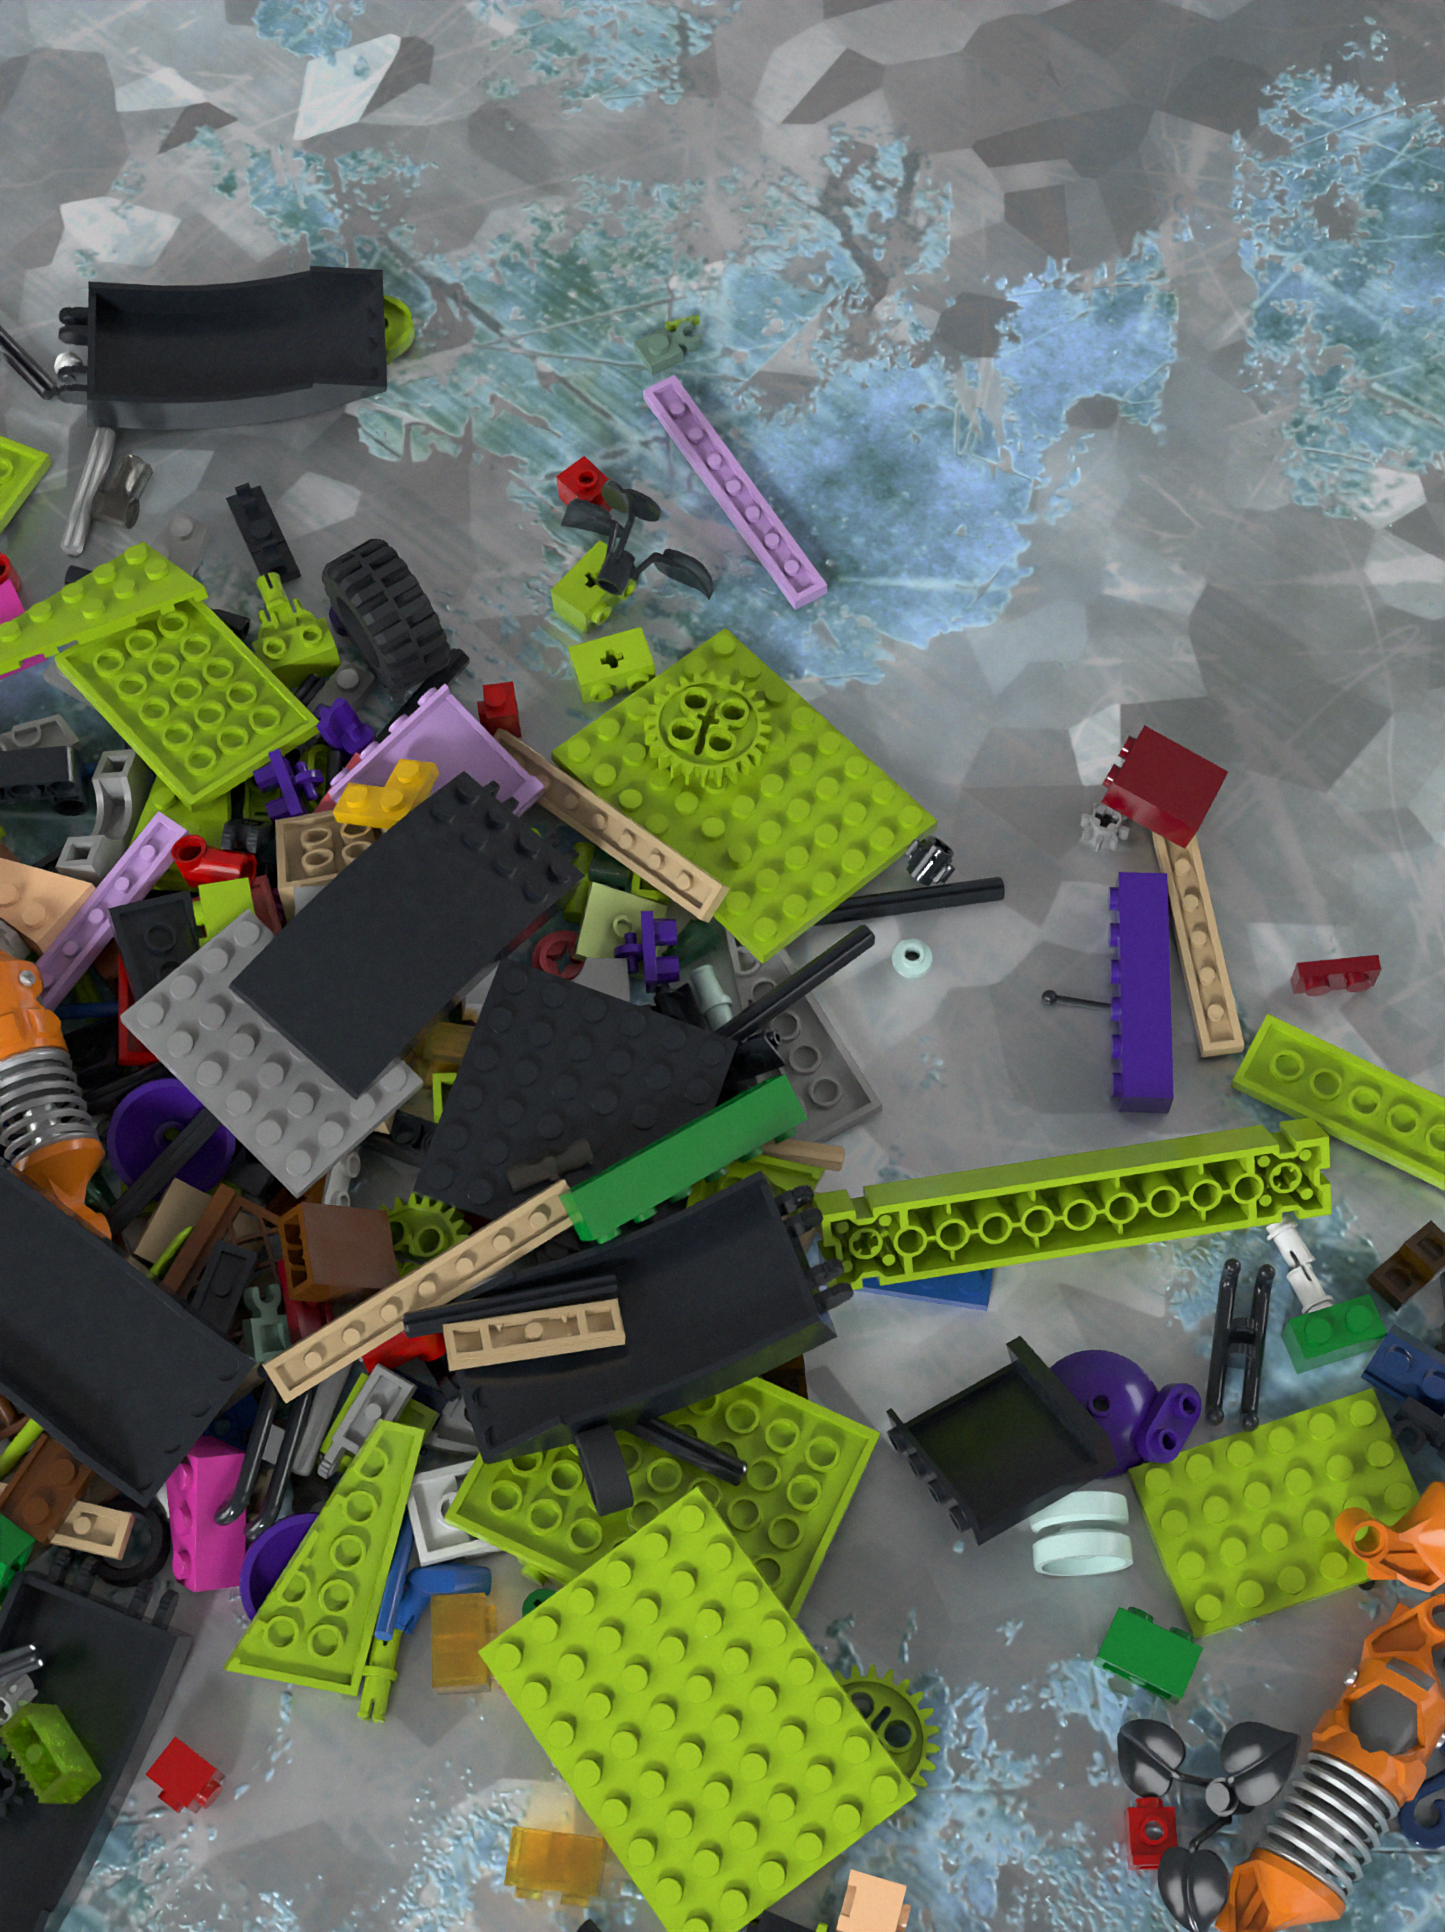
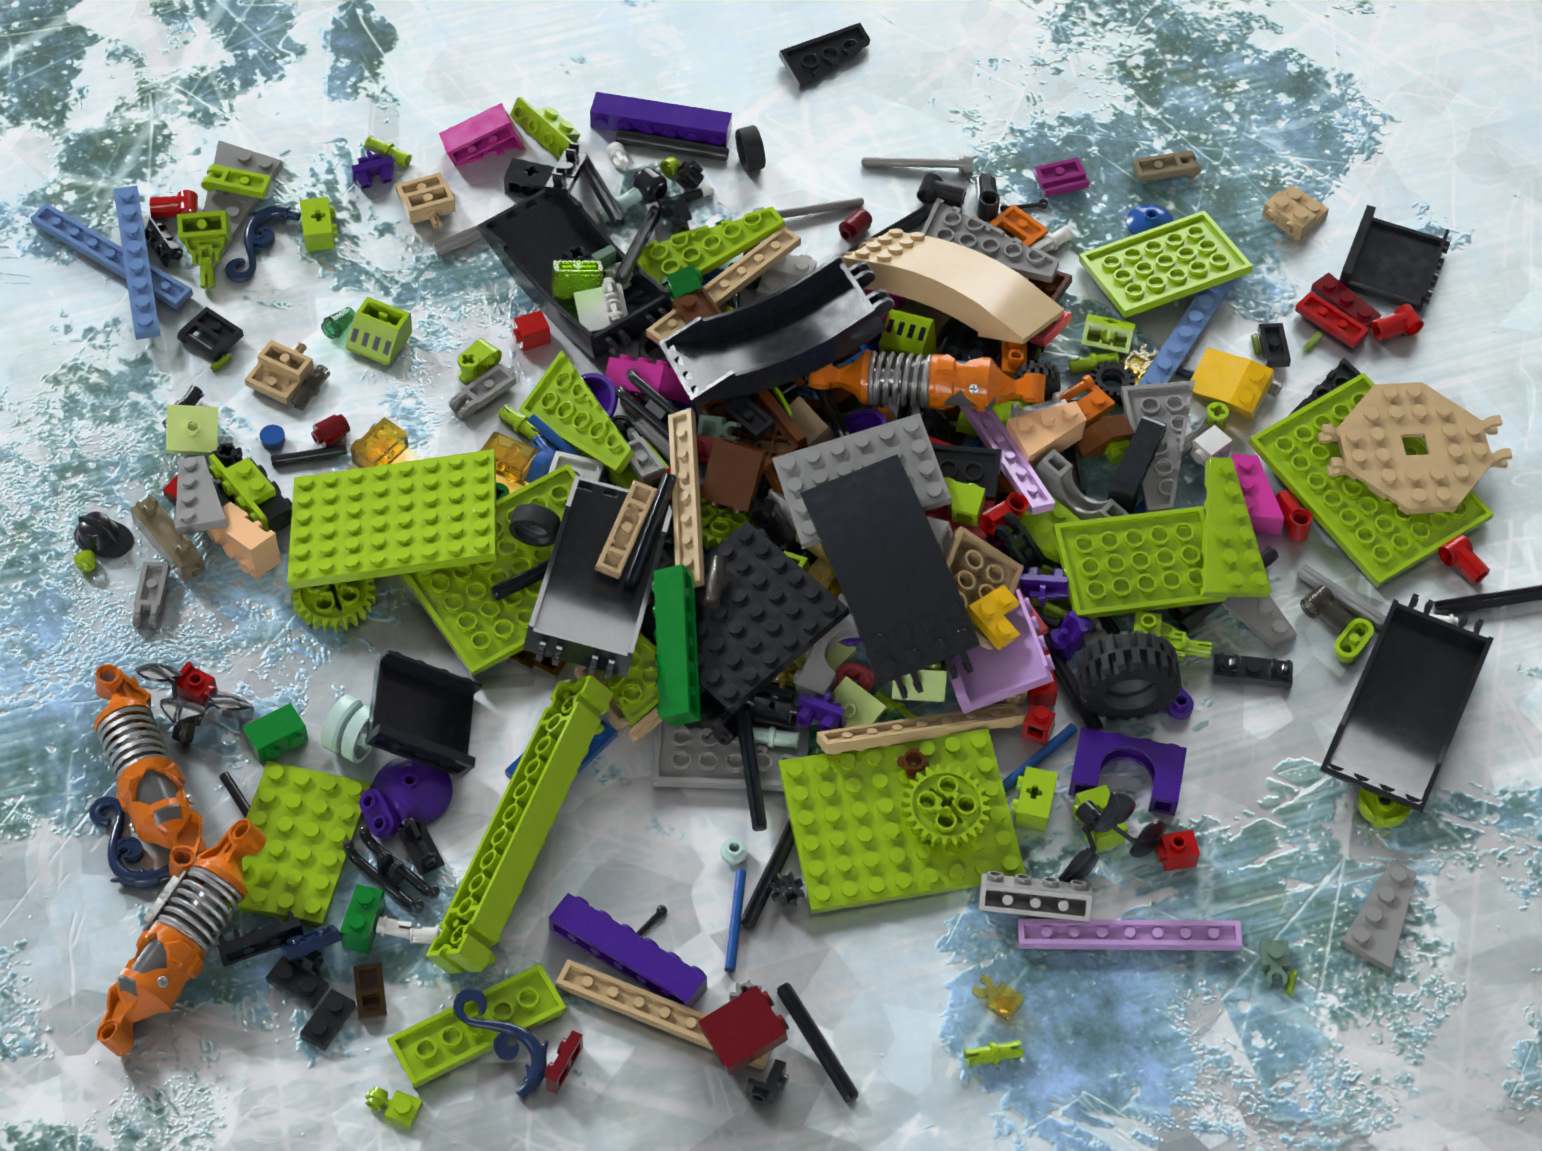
camera: 115 degrees right, 10 degrees down
(90, 1680) = (601, 305): none -> white hinge
(156, 448) = (1353, 642): none -> lime plate
(285, 1824) = (477, 360): none -> lime piece
(345, 1775) = (482, 391): none -> light grey hinge
(372, 1181) = (776, 525): none -> black piece
(499, 635) = (1161, 761): none -> dark purple arch
(539, 275) = (1380, 921): none -> light grey wing
(547, 700) = (1040, 755): none -> blue bar
(668, 786) = (916, 756): none -> reddish brown plate
(756, 595) = (1035, 897): none -> light grey brick
(910, 574) = (1000, 1000): none -> clear yellow plate
(983, 548) = (993, 1053): none -> lime pin
(1004, 905) = (735, 921): none -> blue bar
(1099, 731) = (817, 1042): none -> black axle
(1174, 1338) = (420, 846): none -> black hinge
(1197, 738) = (768, 1091): none -> black bracket
(1267, 1652) = (235, 793): none -> black bar
(1360, 1055) = (507, 1030): none -> dark blue plant

